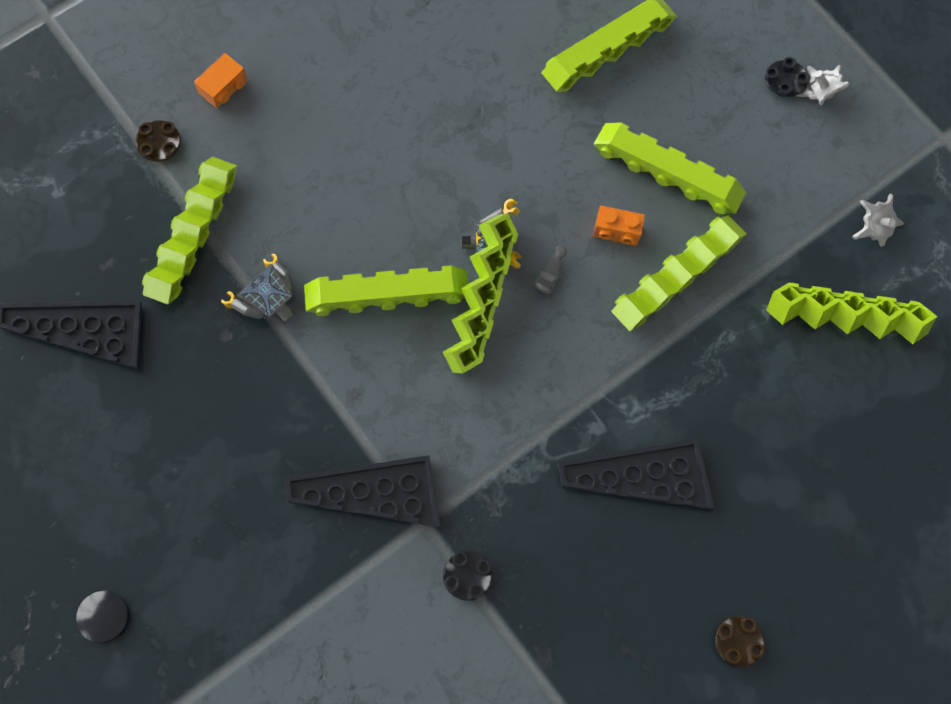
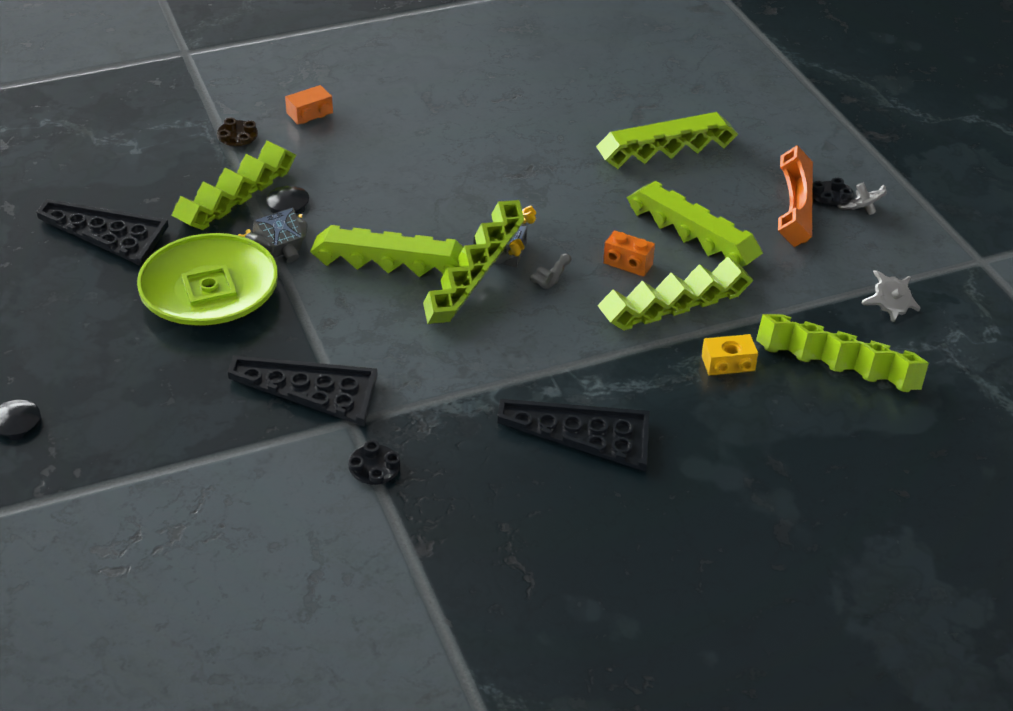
camera: 20 degrees right, 30 degrees down
(211, 348) = (177, 275): none -> lime dish
(250, 229) = (287, 197): none -> black dish
(739, 641) = (636, 575): dark brown dish -> none
(759, 332) = (729, 354): none -> yellow brick
(766, 135) = (798, 171): none -> orange arch

